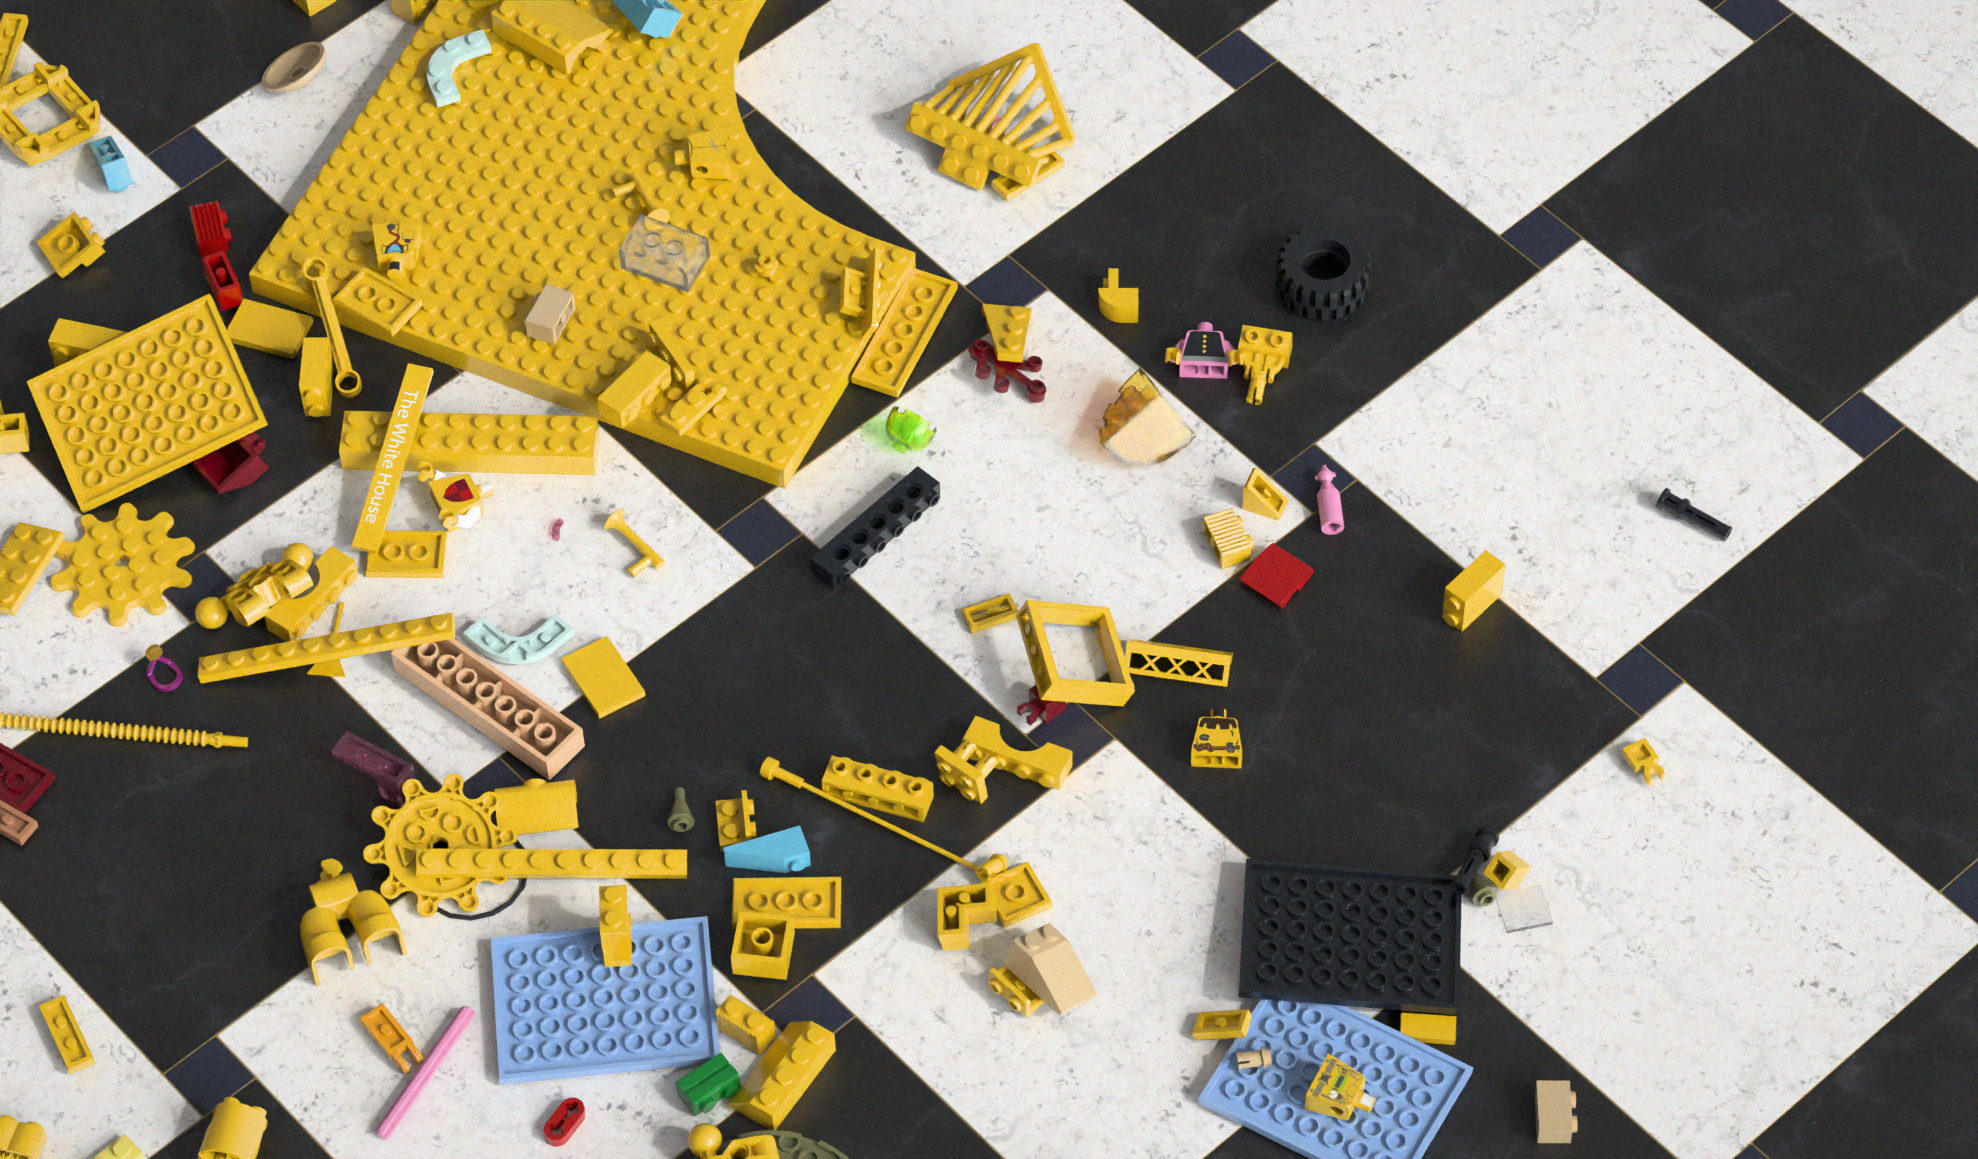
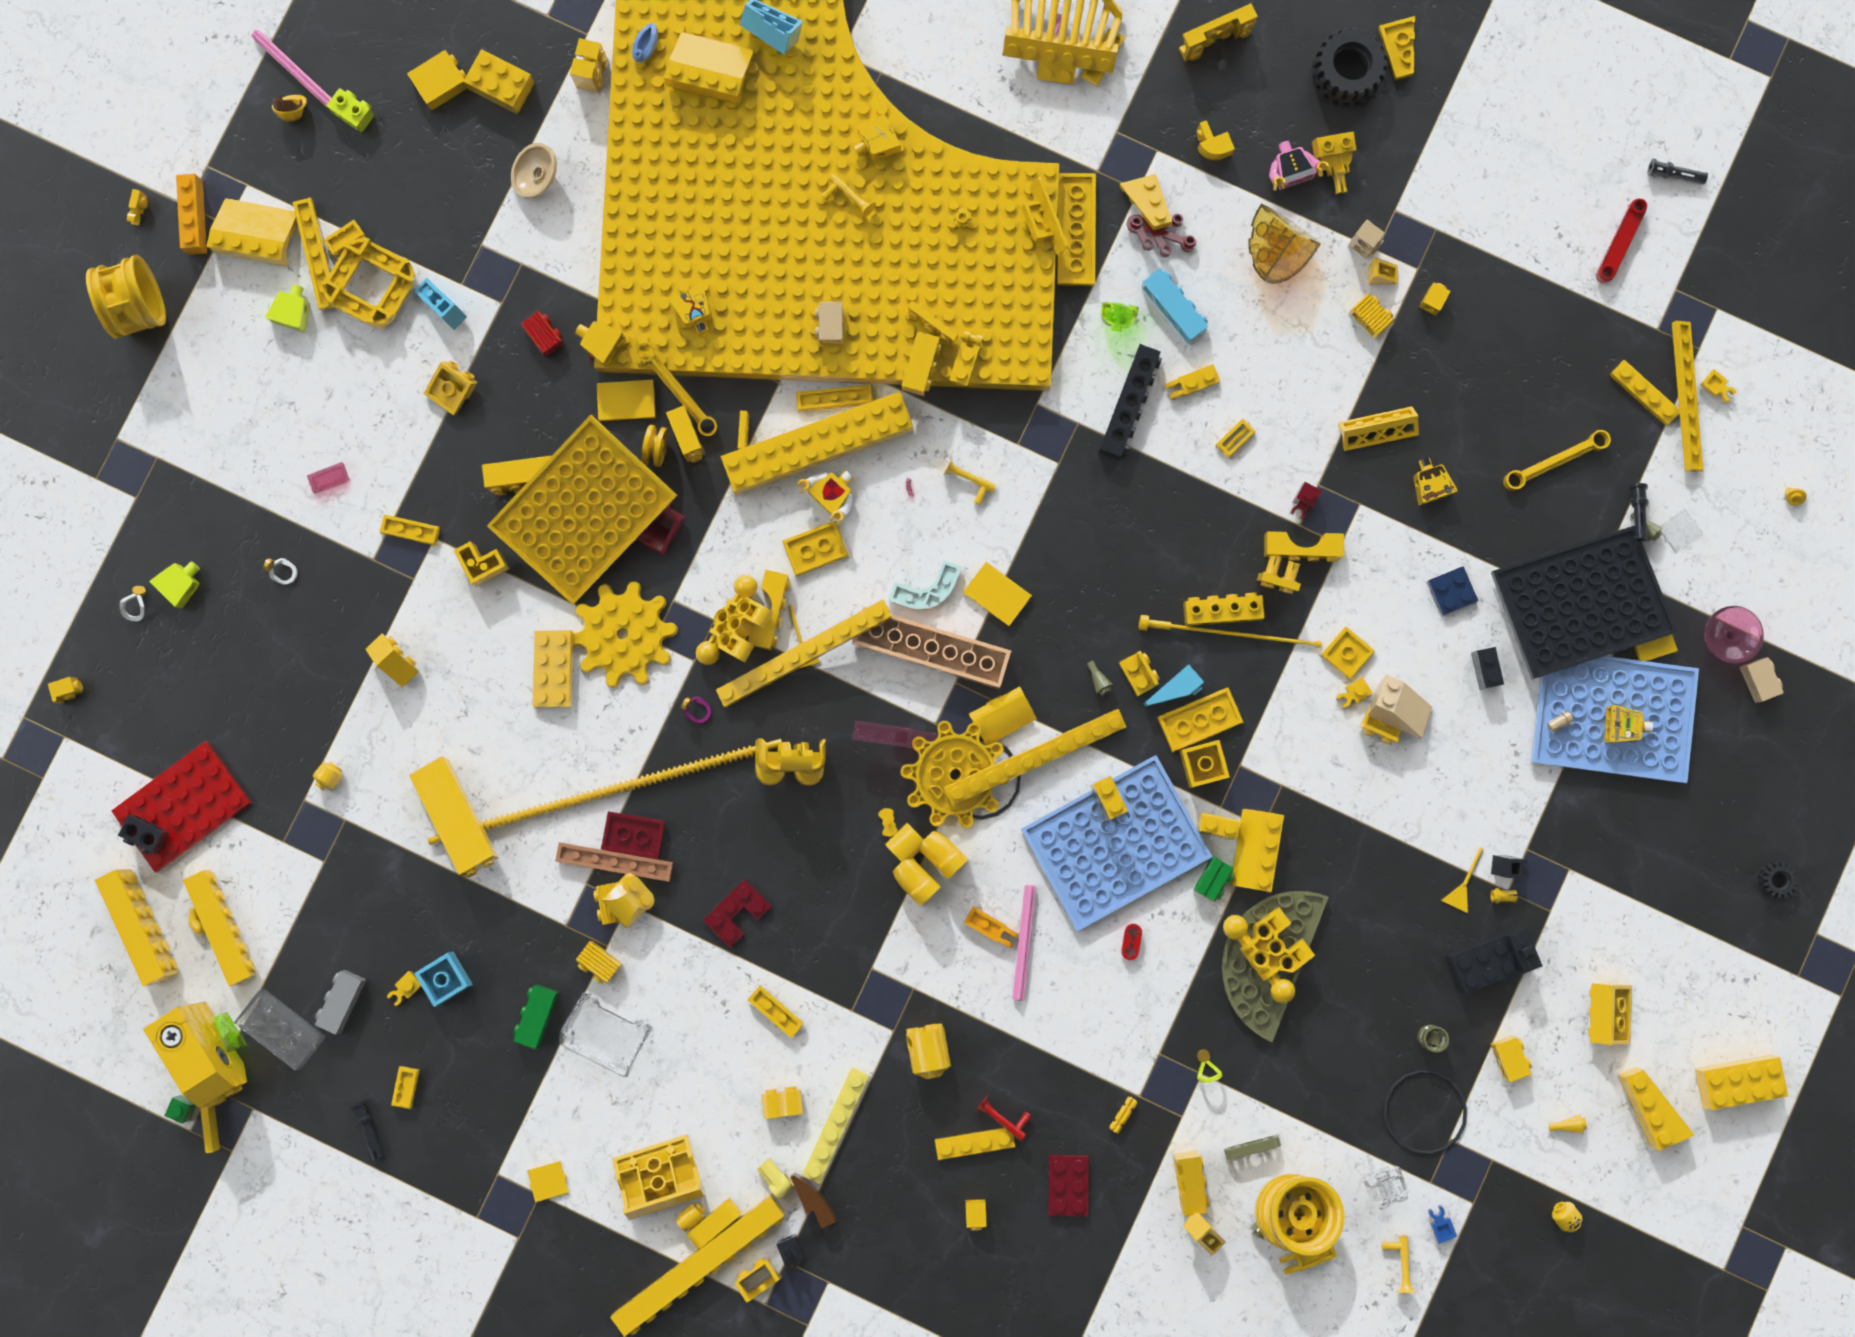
camera: 20 degrees left, 30 degrees up
(26, 65) = (337, 240): none -> yellow plate
(98, 894) = (742, 896): none -> dark red plate
(222, 280) = (576, 377): red brick -> none
(222, 750) = (805, 763): none -> yellow piece
(270, 244) = (600, 341): none -> yellow torso
(273, 376) = (654, 446): none -> yellow wheel
(378, 301) = (701, 357): yellow tile -> none
(389, 397) = (743, 430): none -> yellow tile
(392, 458) = (776, 484): yellow tile -> none
(447, 59) = (646, 125): light aqua plate -> none
(498, 402) = (834, 397): none -> yellow tile
(664, 253) = (889, 240): clear brick -> none
(960, 908) = (1320, 685): yellow brick -> none
(966, 536) = (1194, 381): none -> yellow hinge
(985, 447) = (1174, 305): none -> medium azure brick
(995, 865) = (1326, 638): yellow pin -> none
(1000, 941) = (1357, 691): none -> yellow plate
(1049, 685) = (1297, 471): yellow window -> none
(1187, 872) = (1452, 591): none -> dark blue plate
(1188, 969) = (1487, 668): none -> black brick
(1197, 182) = (1238, 23): none -> yellow piece
(1222, 1024) = (1527, 702): yellow plate -> none
(1256, 448) = (1367, 239): none -> tan brick
(1276, 575) = (1416, 332): red slope -> none
(1316, 545) = (1435, 298): none -> yellow brick
(1329, 503) = (1428, 258): bright pink wheel -> none
(1393, 773) = (1557, 460): none -> yellow piece
(1399, 275) = (1399, 45): none -> yellow wing
(1473, 591) = (1559, 298): yellow brick -> none
(1506, 870) = (1664, 510): yellow brick -> none
(1540, 1028) = (1745, 633): none -> clear pink dish
(1545, 739) = (1645, 392): none -> yellow plate
(1587, 564) = (1621, 240): none -> red piece
(1598, 760) = (1687, 396): none -> yellow tile
(1695, 919) = (1795, 496): none -> yellow plate

